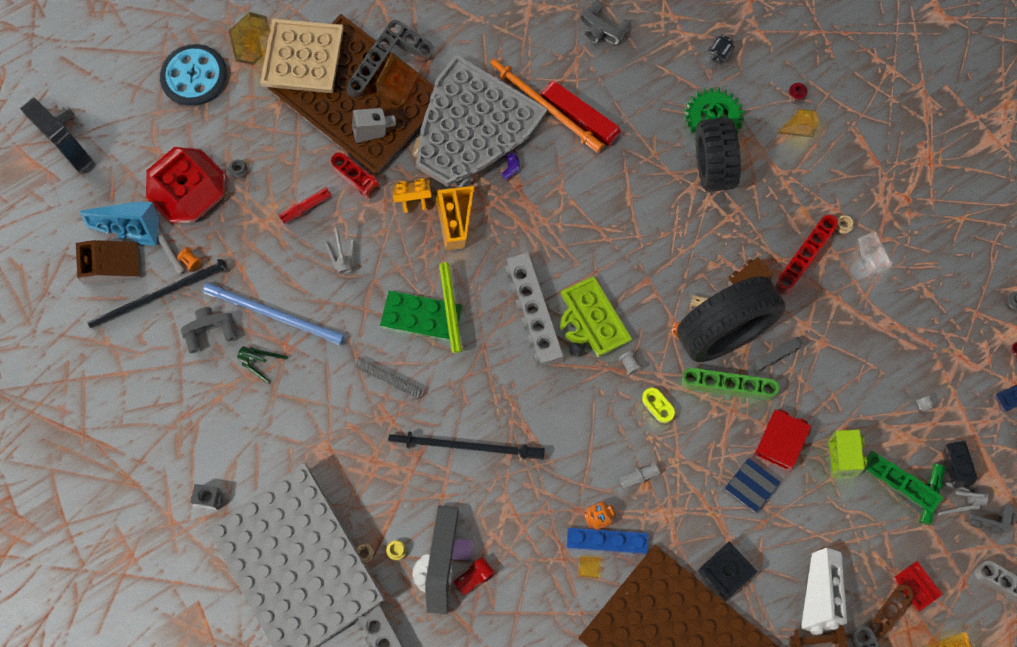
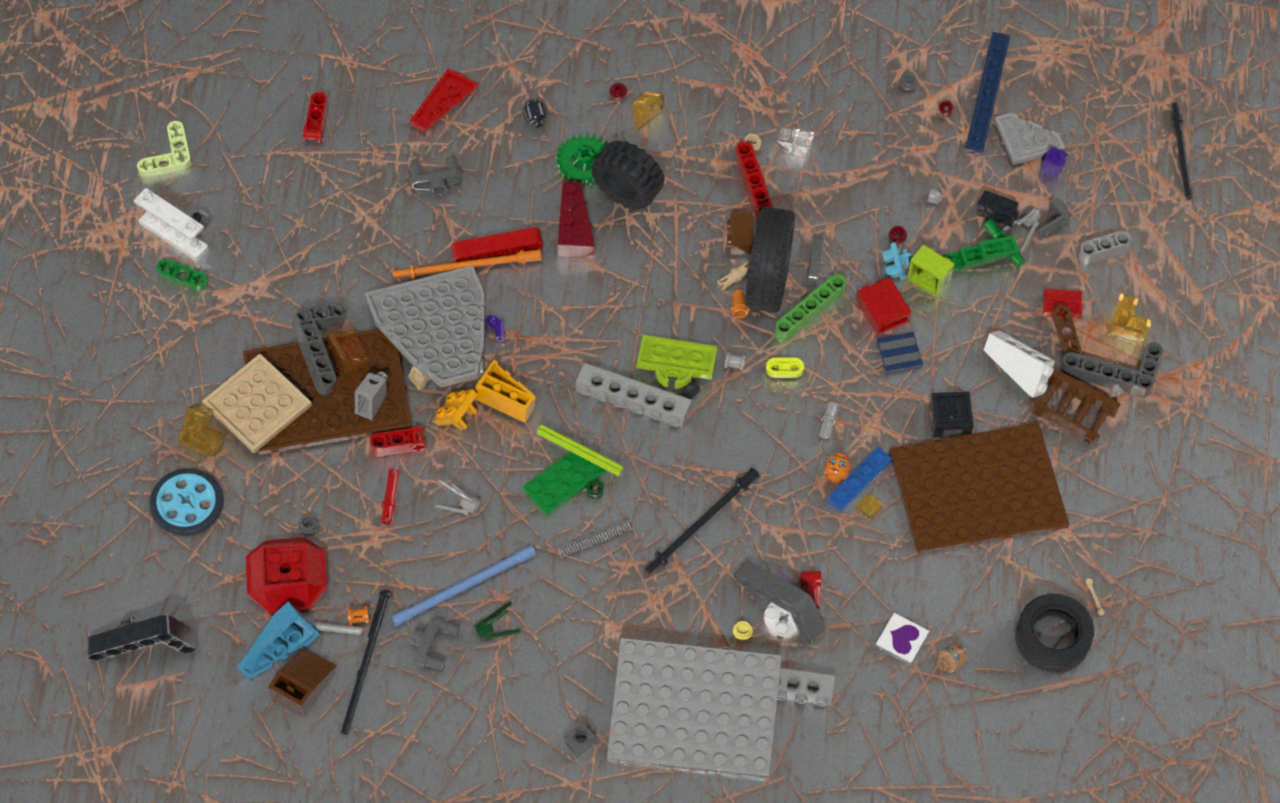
camera: 60 degrees left, 10 degrees down
(436, 346) = (595, 483): none -> dark green bush
(648, 149) = (575, 231): none -> dark red wedge
(838, 420) = (894, 254): none -> medium azure hips
(863, 396) = (897, 230): none -> dark red plate

